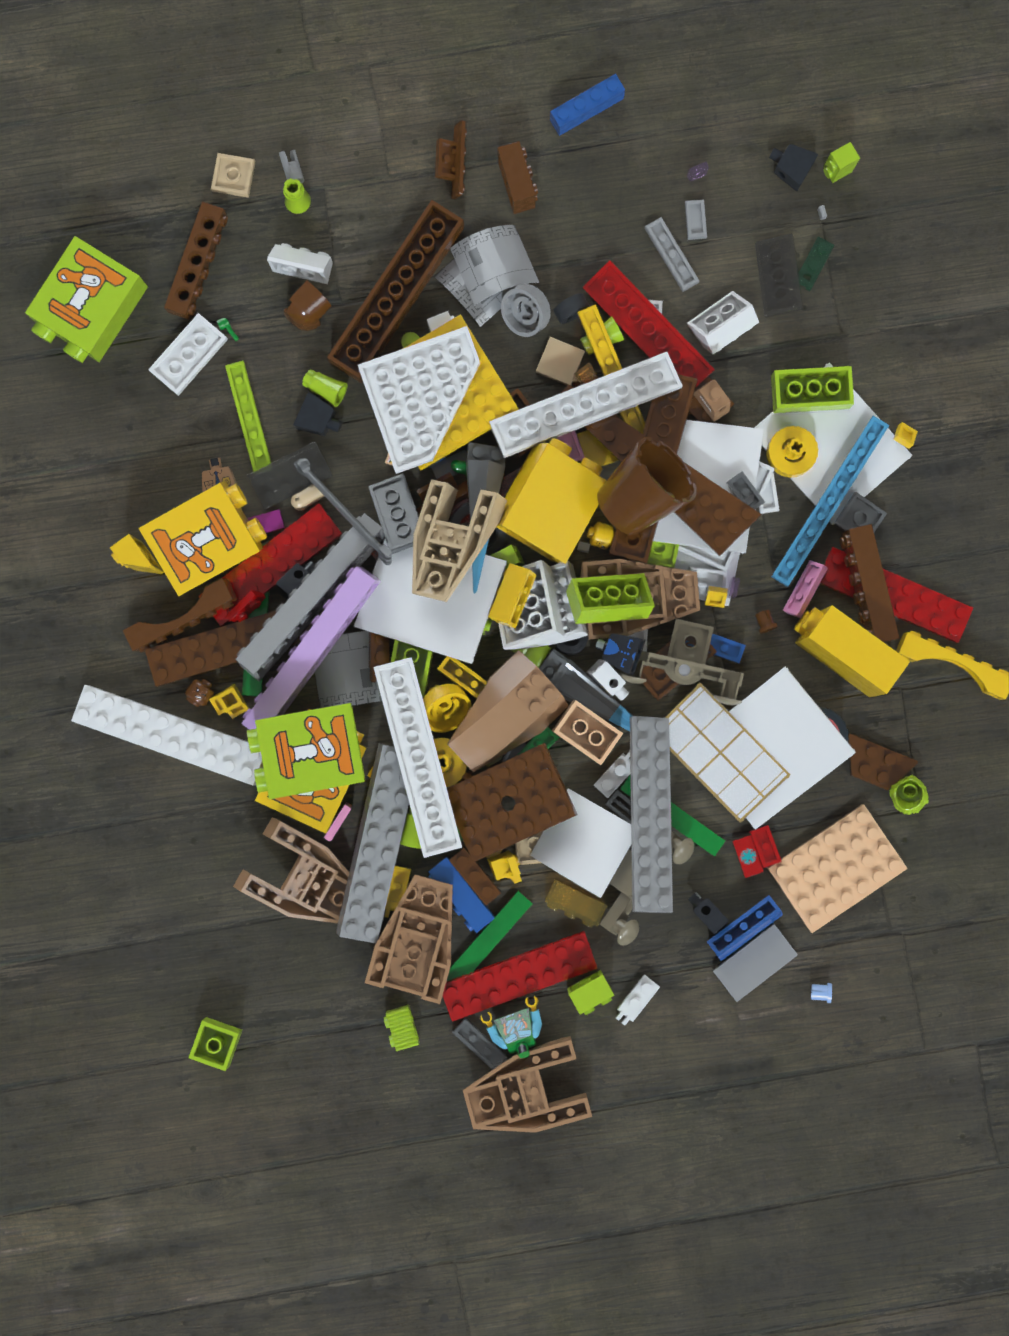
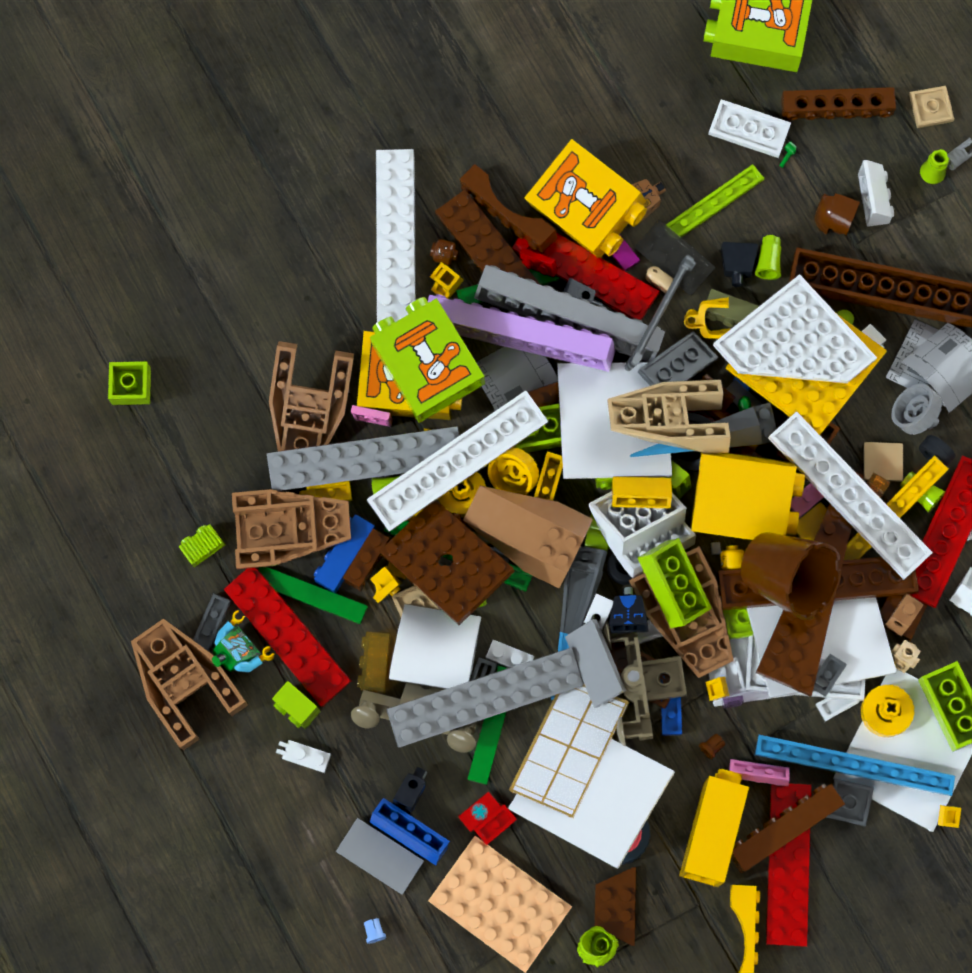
camera: 70 degrees right, 10 degrees down
(135, 555) = (547, 146): yellow slope -> none
(360, 478) = (699, 318): none -> yellow piece
(361, 444) = (730, 316): none -> olive brick
(587, 732) = (540, 612): light nougat brick -> none
(655, 699) = (595, 663): none -> light grey tile
(749, 414) = (905, 656): none -> tan brick

